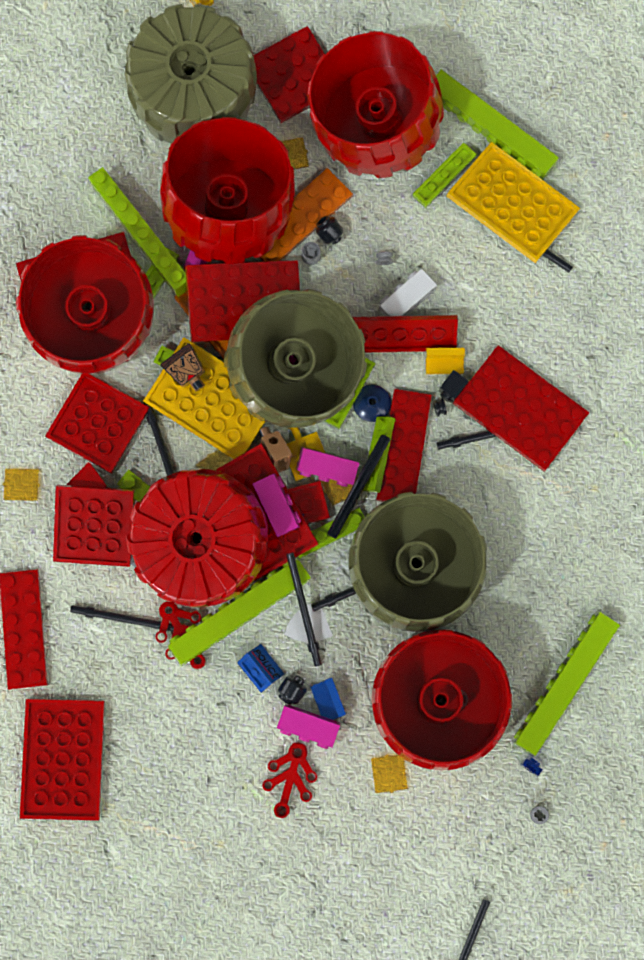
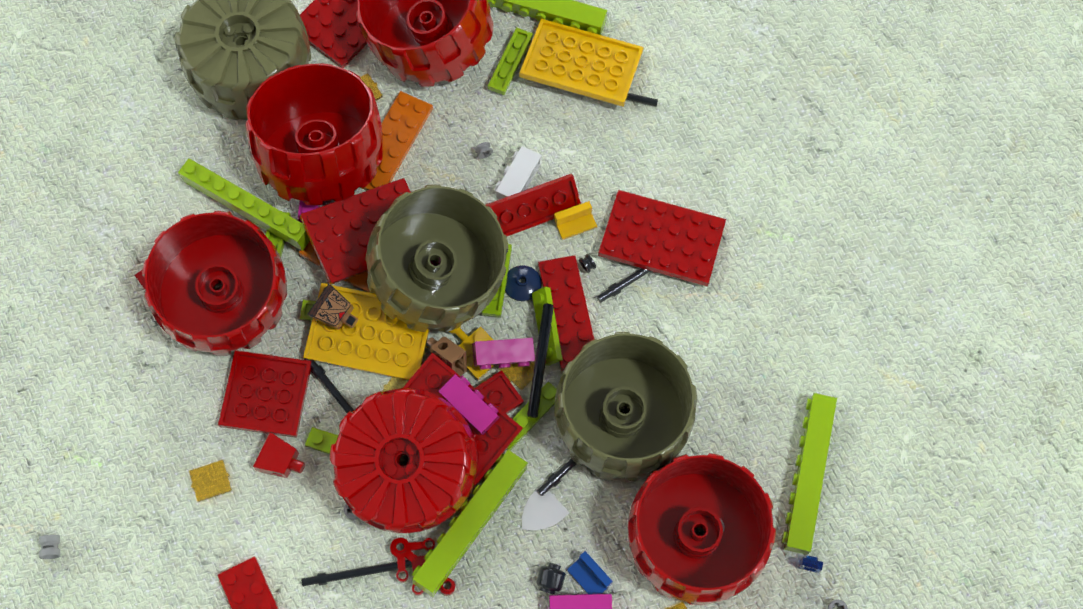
camera: 20 degrees left, 10 degrees down
(92, 525) = (295, 491): red plate -> none
(260, 668) = (511, 569): blue panel -> none
(313, 250) = (412, 165): light grey wheel -> none
(313, 645) = (554, 528): black bar -> none
(329, 230) = (423, 142): black head -> none
(452, 386) = (592, 240): black brick -> none

